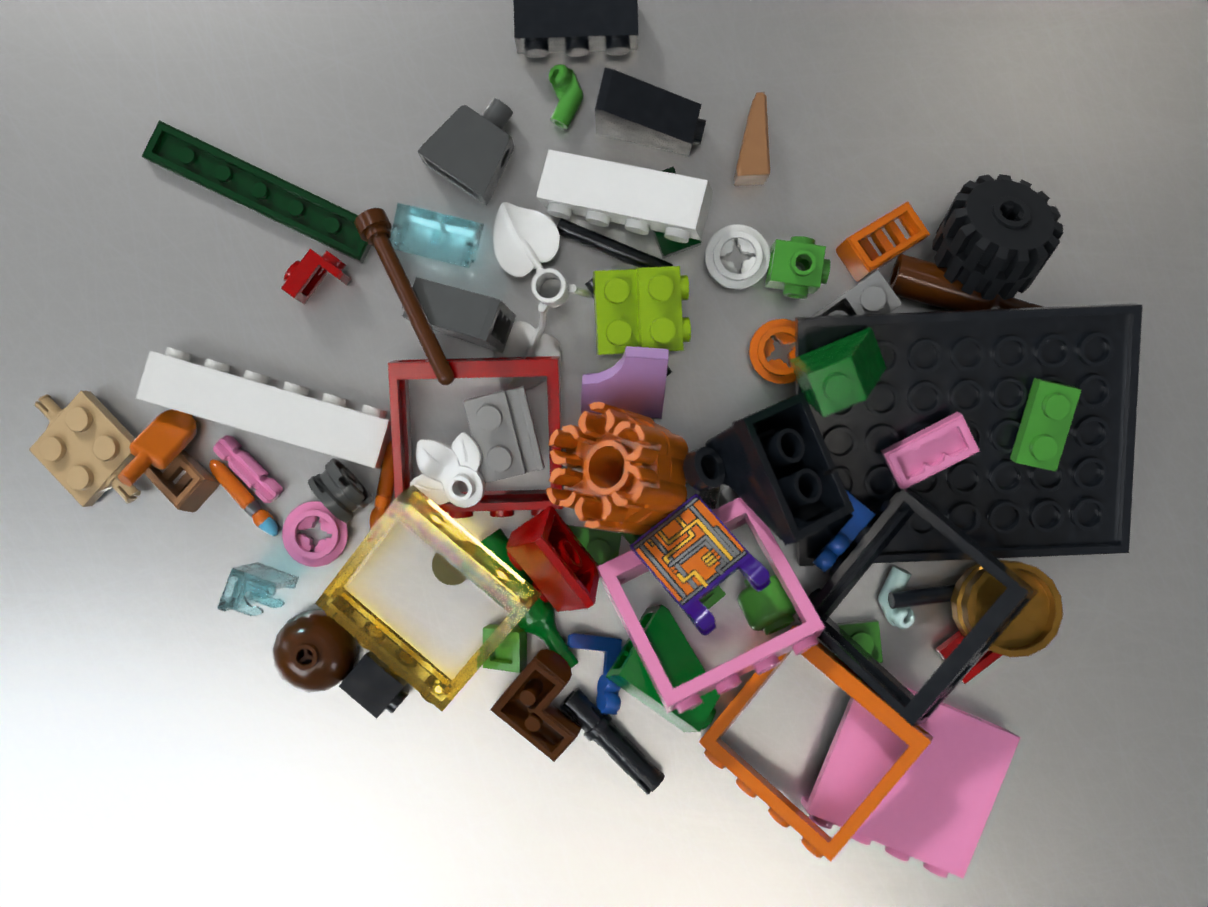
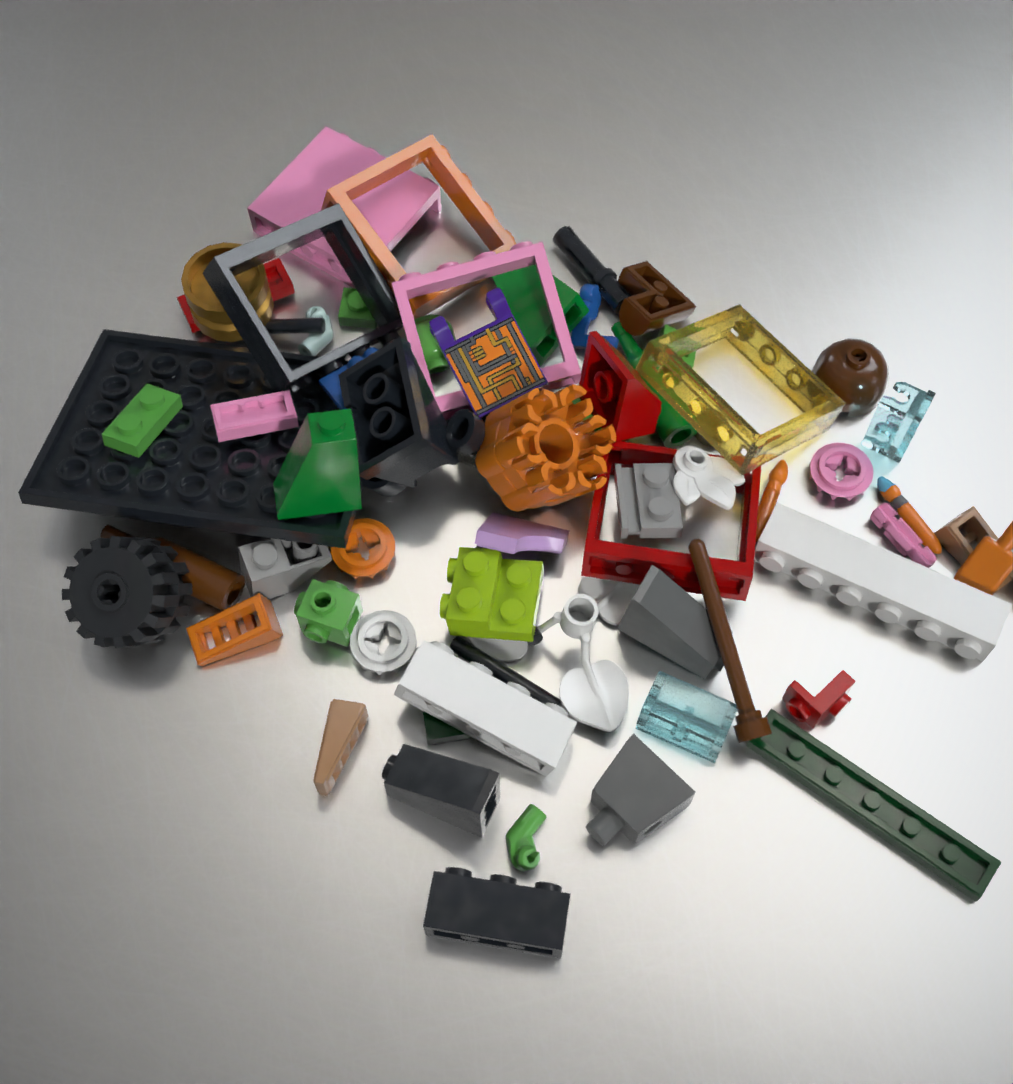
camera: 175 degrees left, 25 degrees down
(339, 490) = (813, 494): dark grey wheel -> none
(374, 686) = (800, 336): black brick -> none

